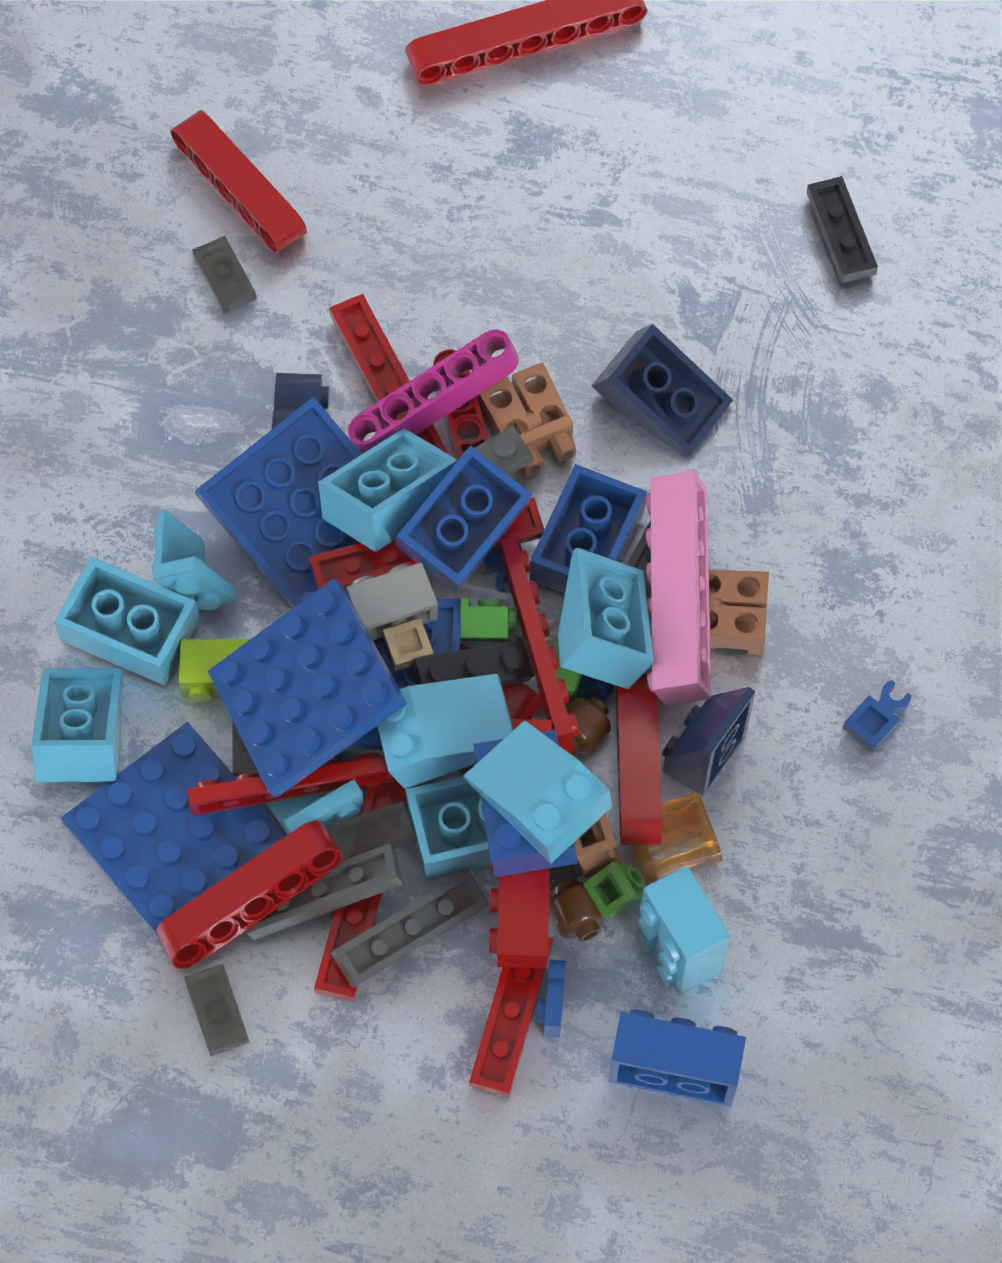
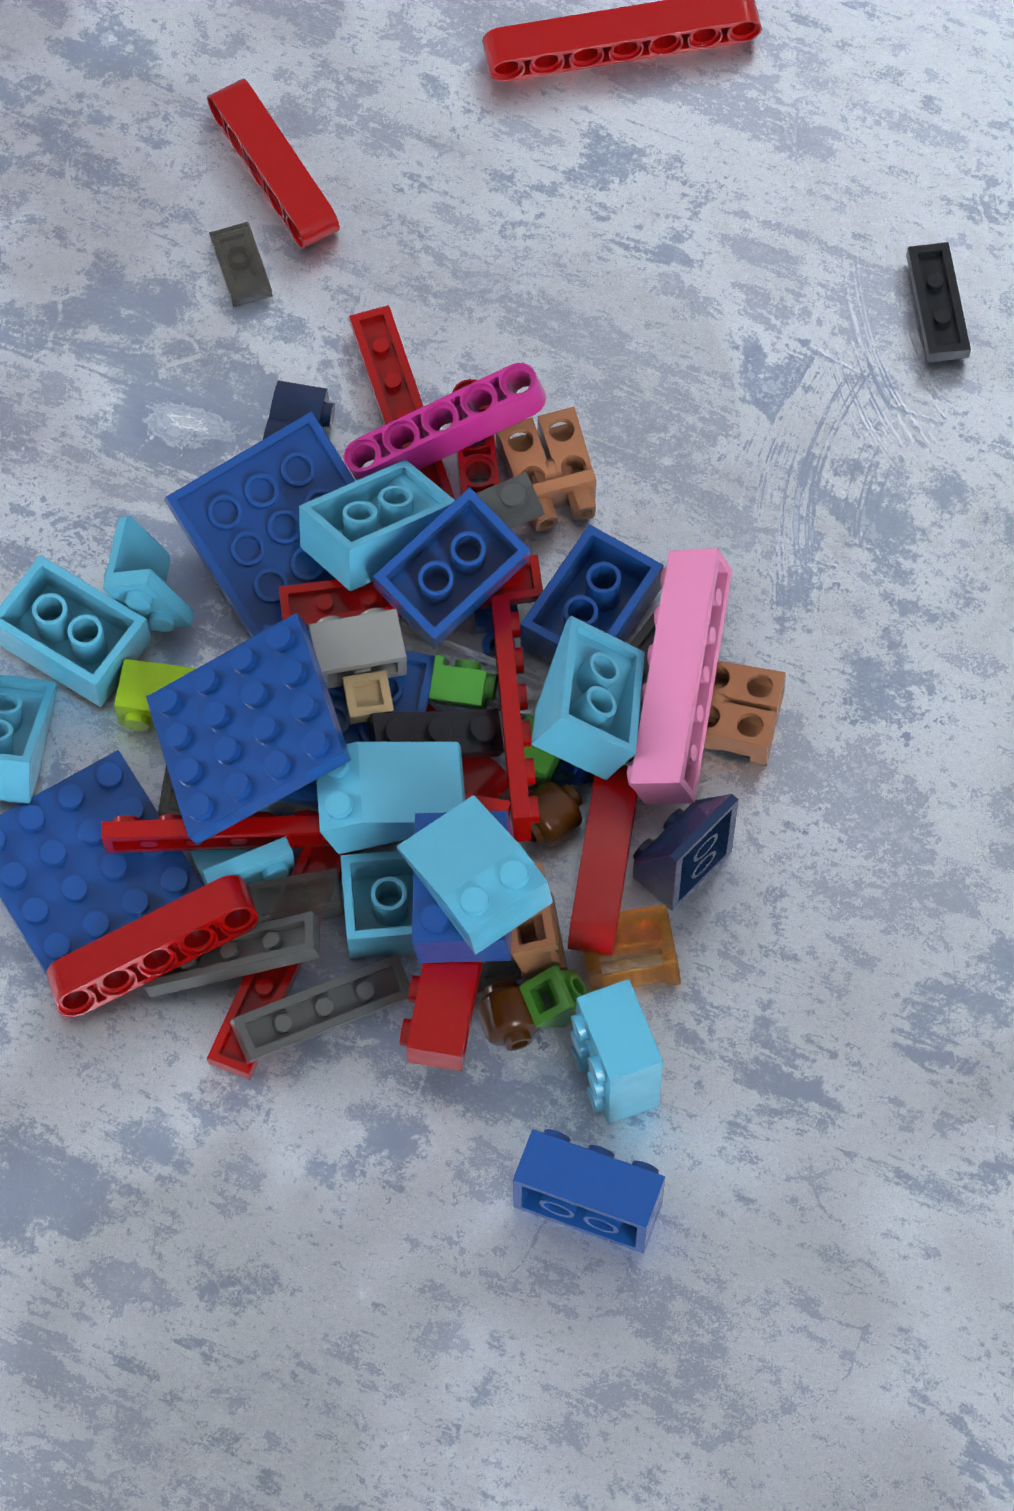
camera: 10 degrees right, 0 degrees up
(216, 1009) = (98, 1066): clear smoke plate -> none
(507, 1028) = (412, 1130): red plate -> none
(550, 1008) = (462, 1118): blue plate -> none
(662, 390) = (704, 456): dark blue slope -> none
(875, 719) = (879, 853): blue plate -> none

